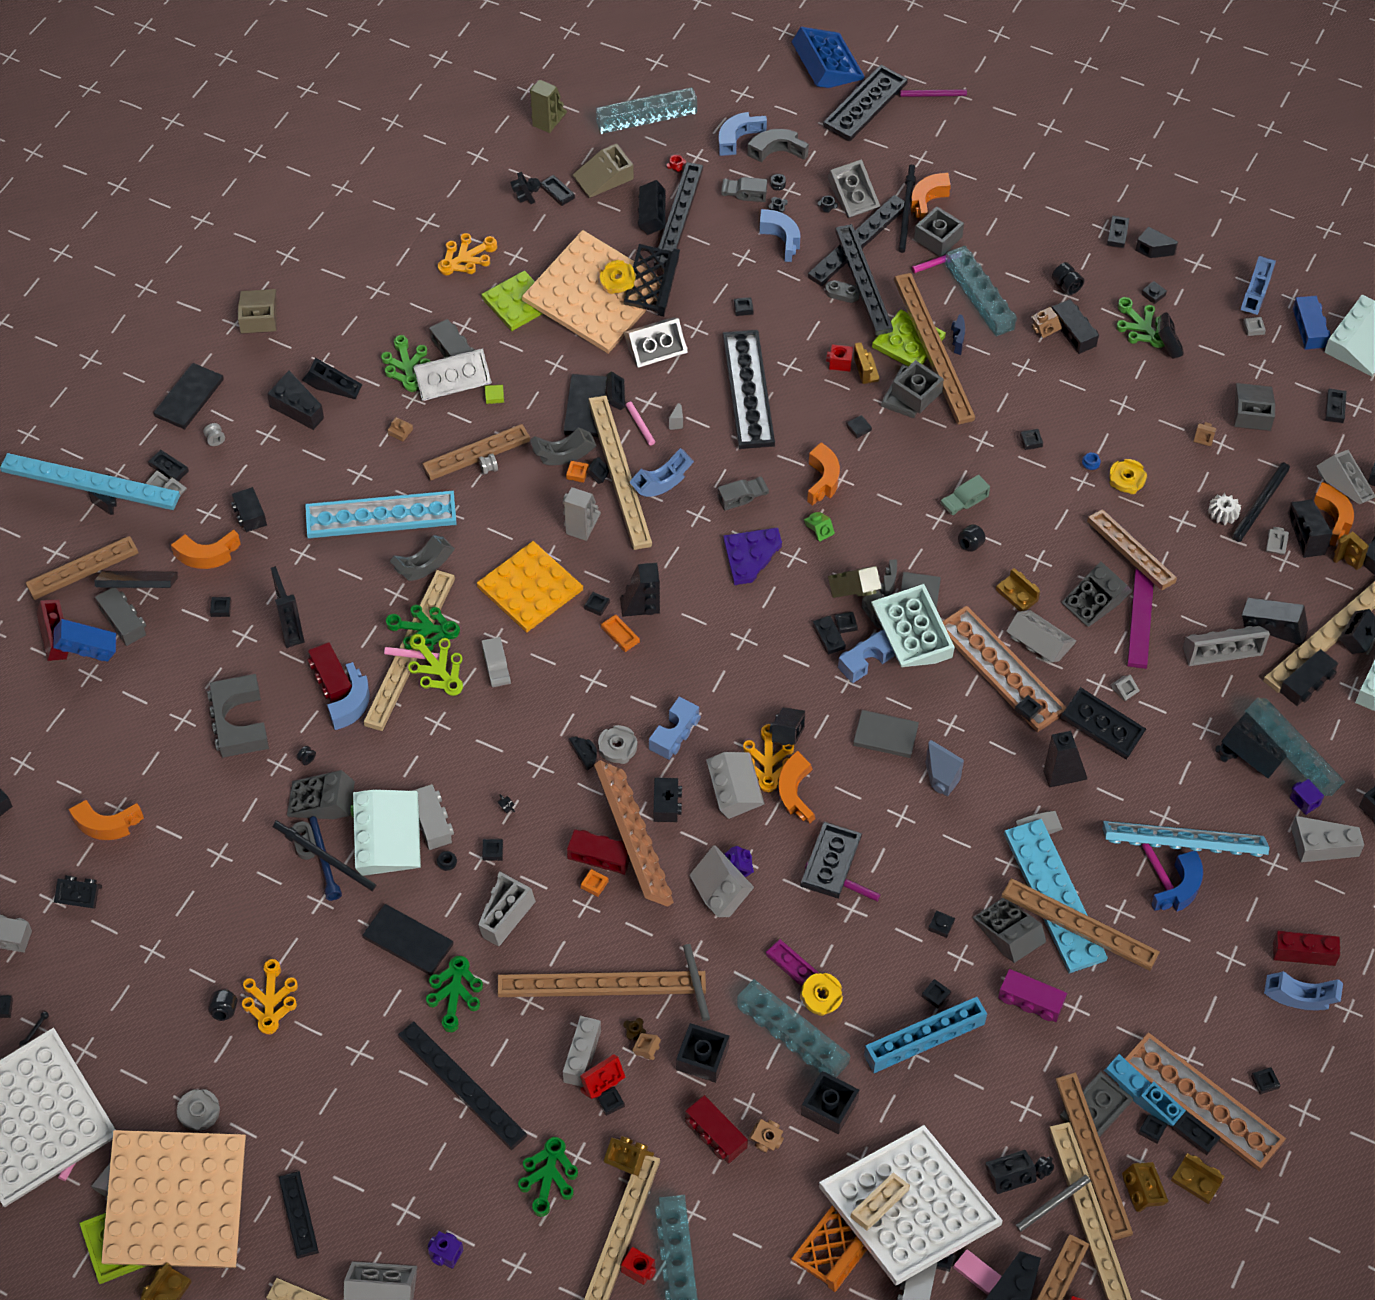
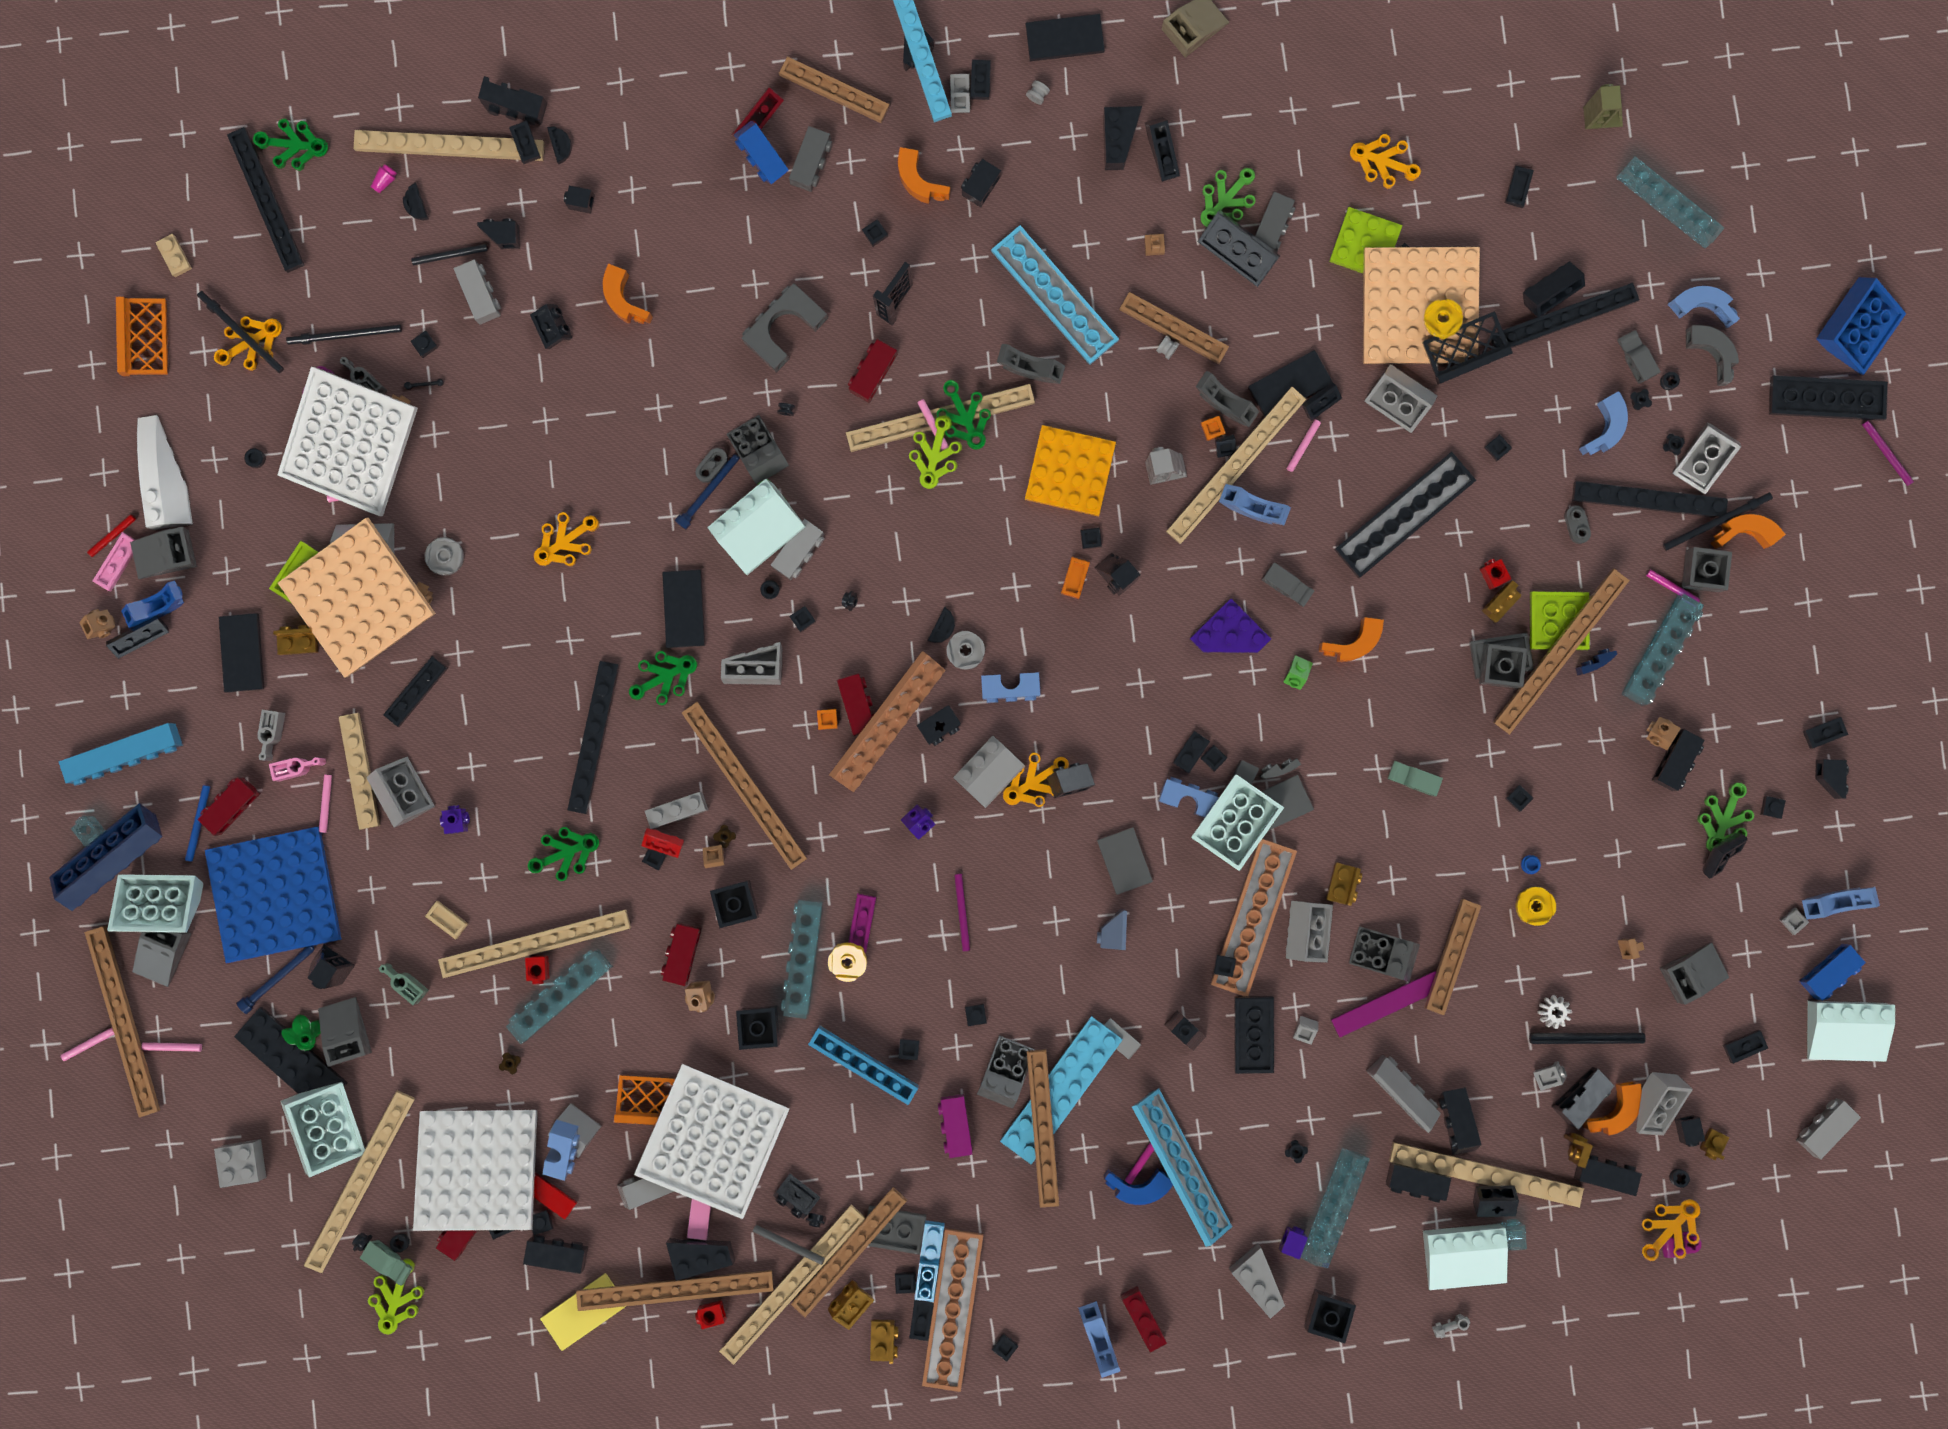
camera: 60 degrees right, 30 degrees up
(136, 579) = (850, 144): black tile -> none
(222, 1005) = (533, 510): black head -> none
(292, 835) = (703, 455): black bar -> none
(354, 704) = (861, 412): medium blue arch -> none
(494, 394) = (1247, 297): lime tile -> none
(496, 662) = (974, 498): light grey piece -> none
(528, 187) = (1495, 159): black hips -> none
(604, 171) = (1567, 215): dark tan slope -> none
(626, 1156) = (614, 903): pearl gold bracket -> none
(676, 163) = (1631, 268): red plate -> none
(676, 418) = (1328, 474): light grey slope -> none
(696, 982) = (791, 858): dark grey bar -> none
(720, 883) = (888, 820): light grey slope -> none
(791, 775) = (1009, 820): orange arch -> none
(831, 860) = (973, 892): tile -> none
(858, 581) = (1250, 746): olive wedge -> none
(859, 426) = (1430, 637): black tile -> none
(864, 280) = (1598, 538): black plate -> none
(880, 1201) = (691, 1122): tan plate -> none
(971, 538) = (1372, 811): black head -> none
(1067, 278) = (1731, 721): black wheel -> none
(1254, 745) = (1312, 1174): black wedge -> none

